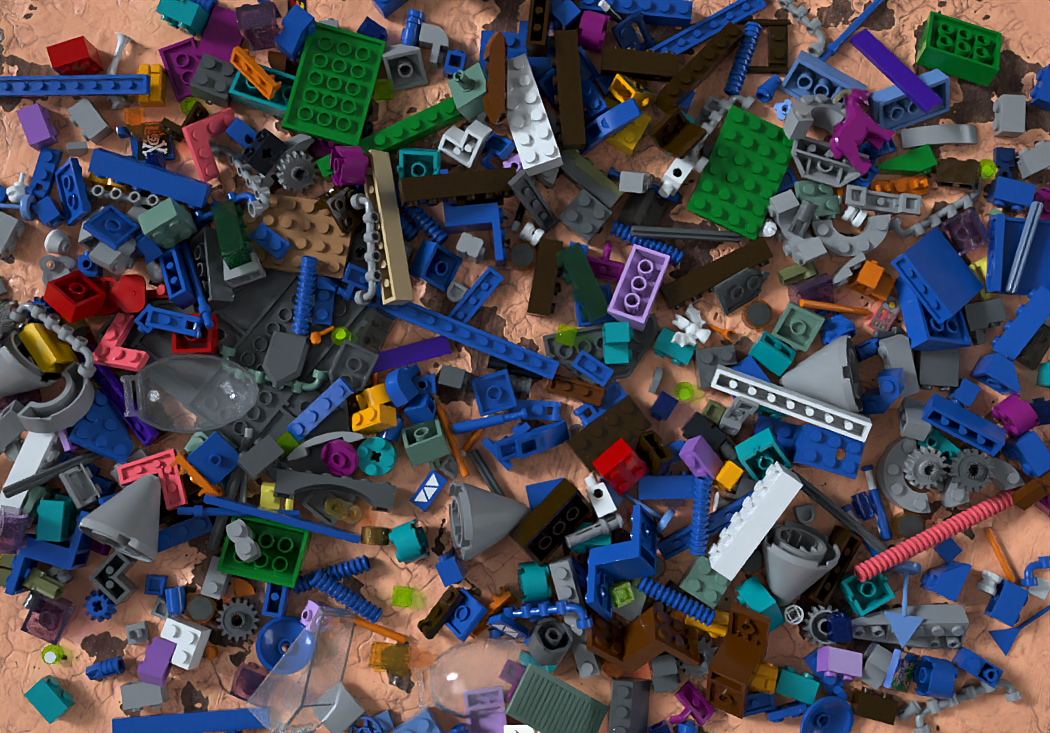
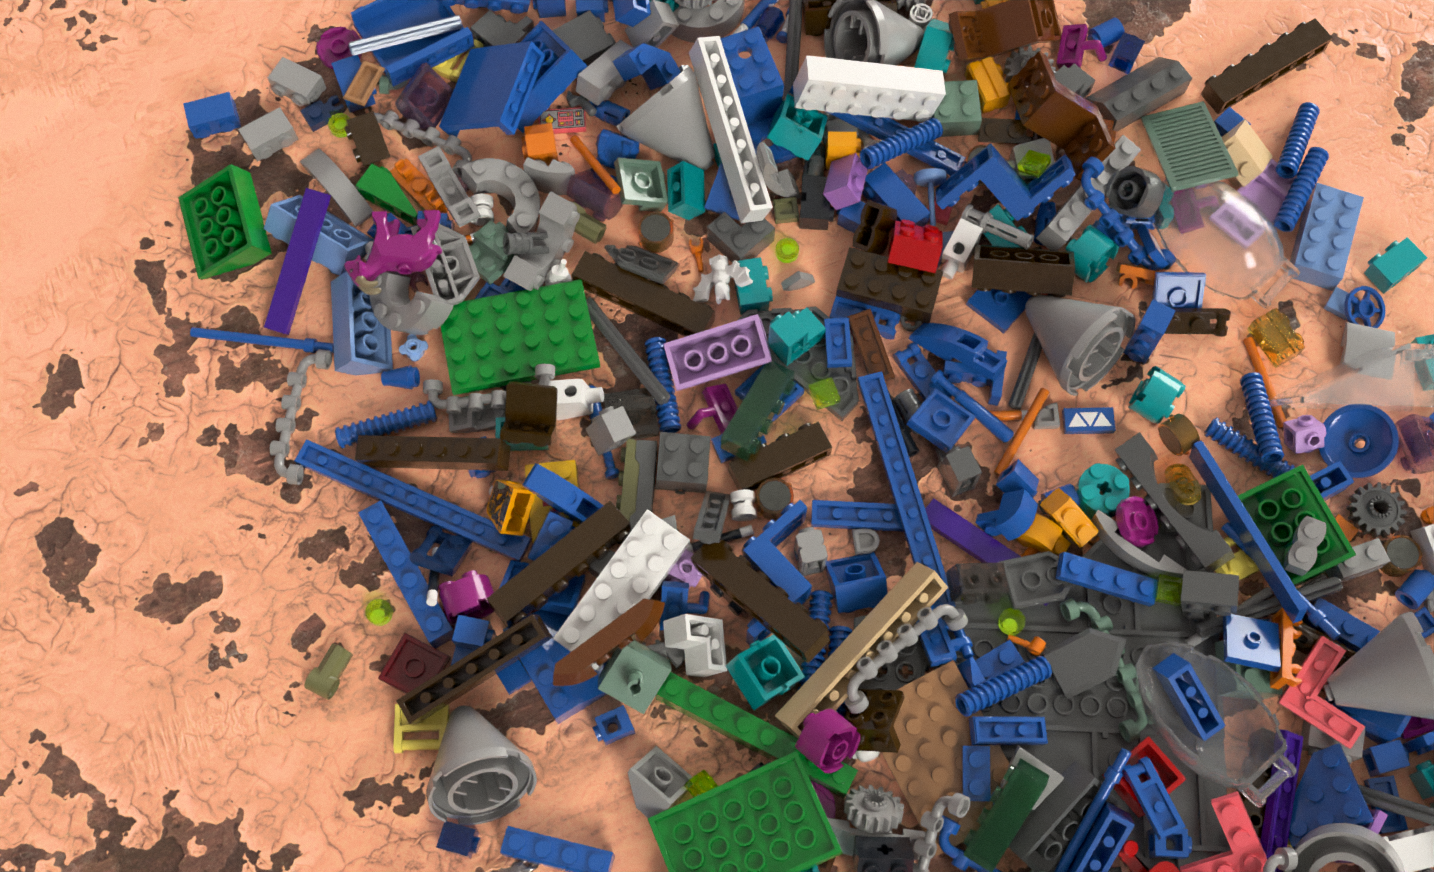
camera: 125 degrees left, 15 degrees down
(80, 487) = (1405, 769): light grey hinge -> none
(213, 392) = (1189, 696): none -> blue brick
(279, 279) = (1007, 730): none -> blue tile
(372, 29) = (644, 850): clear blue brick -> none
(402, 596) = (1210, 371): clear neon green plate -> none
(411, 33) = (611, 805): blue axle -> none
(425, 443) = (1048, 449): sand green brick -> none
(431, 384) = (980, 496): blue brick -> none
(434, 38) = (599, 766): light grey brick -> none
(639, 64) = (473, 520): dark brown brick -> none
(662, 406) = (819, 256): clear blue brick -> none
(677, 601) = (997, 113): blue piece -> none
(776, 47) = (345, 402): dark brown plate -> none
(1003, 194) = (364, 83): none -> medium nougat tile

